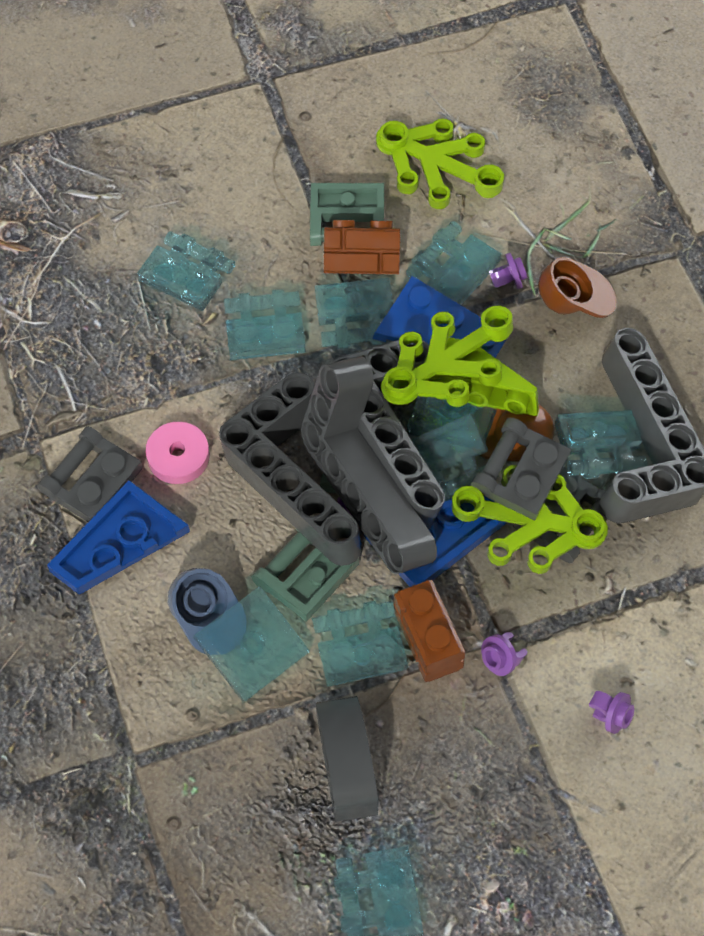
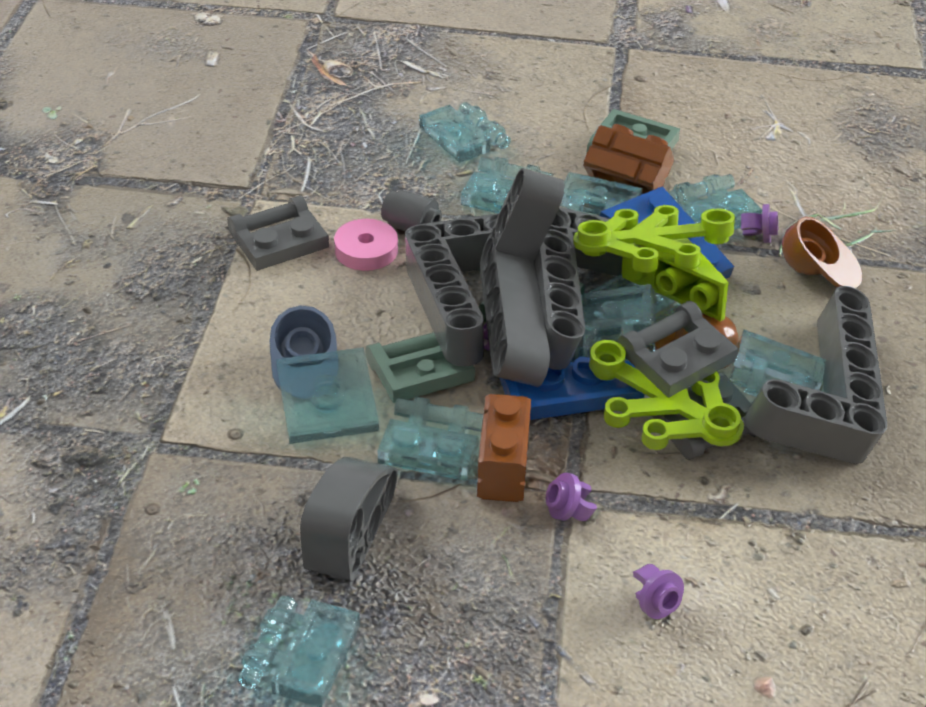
camera: 25 degrees right, 20 degrees down
(116, 538) = (264, 277): blue wing -> none
(201, 400) = (408, 209): none -> dark grey brick
(437, 157) = (711, 110): lime plant -> none

